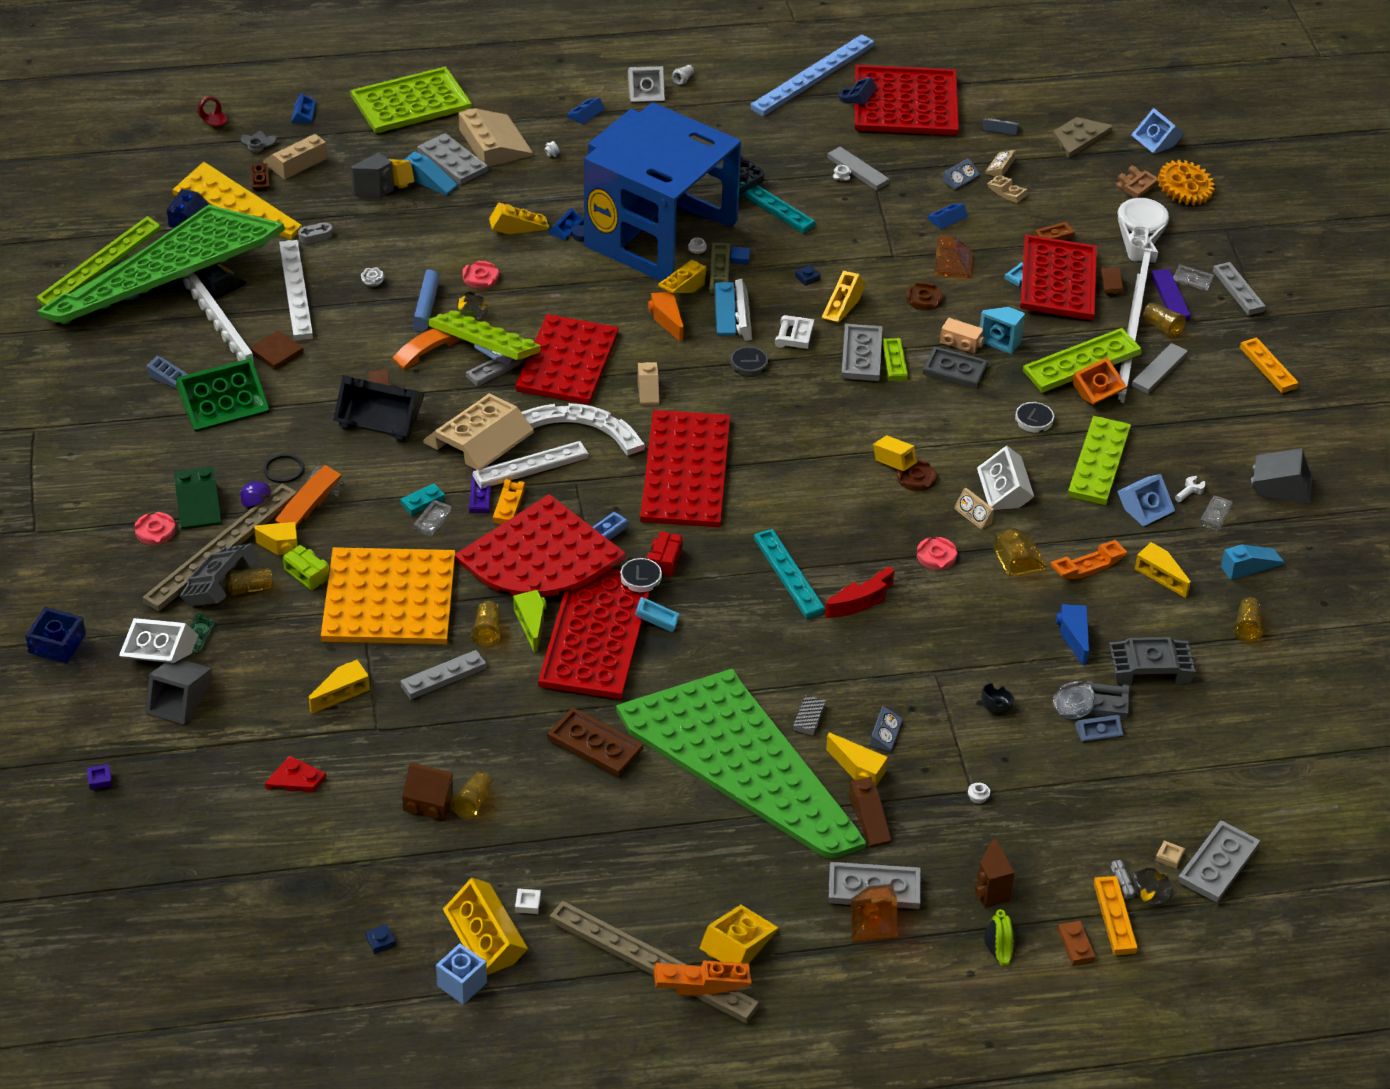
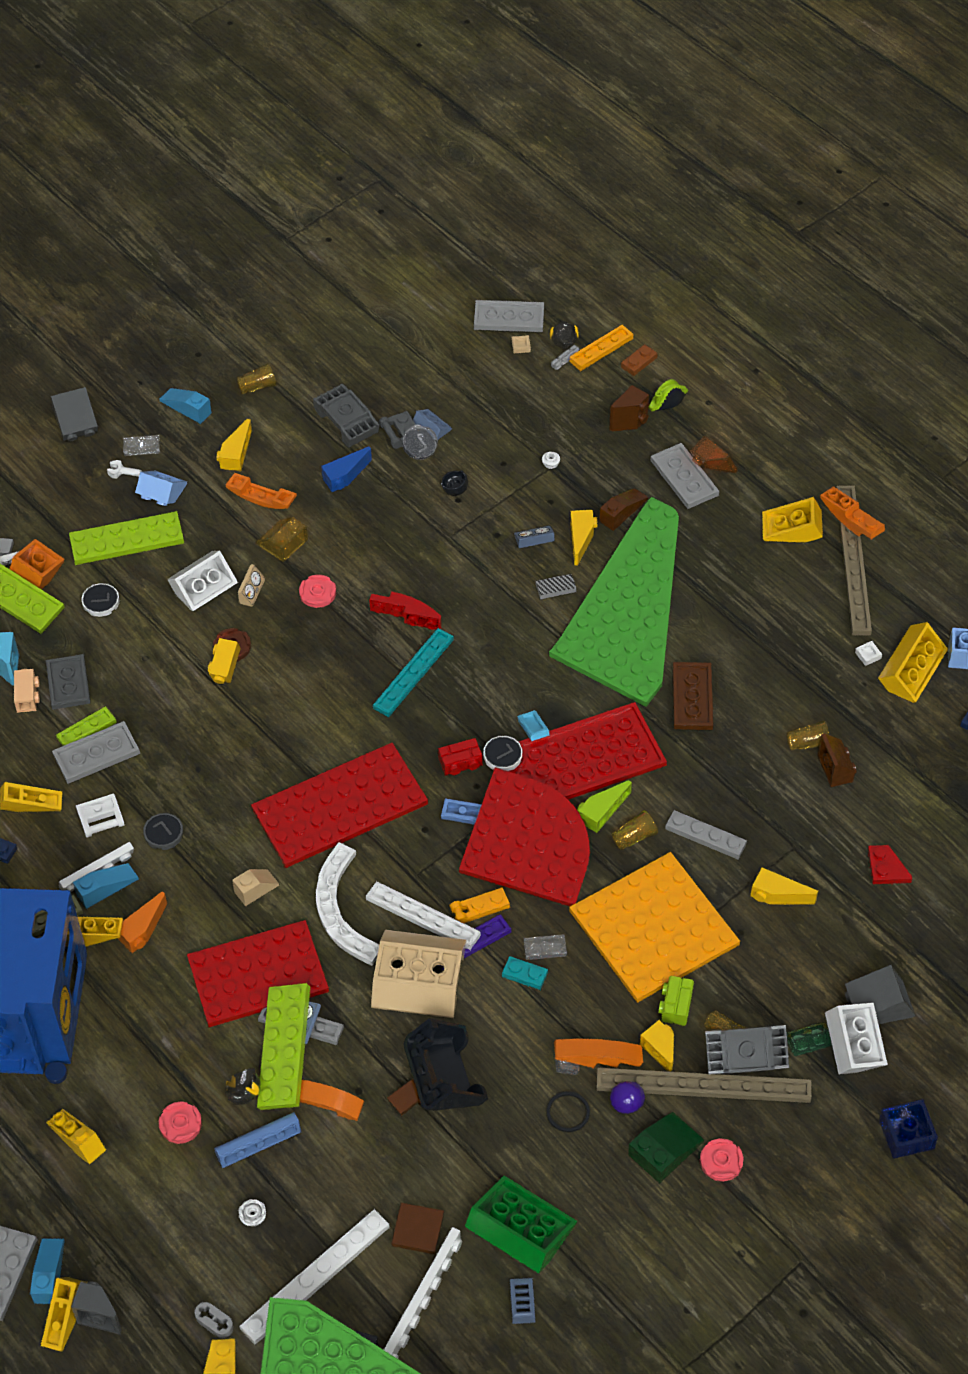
camera: 120 degrees left, 10 degrees up
(564, 226) = (49, 1096): blue slope -> none

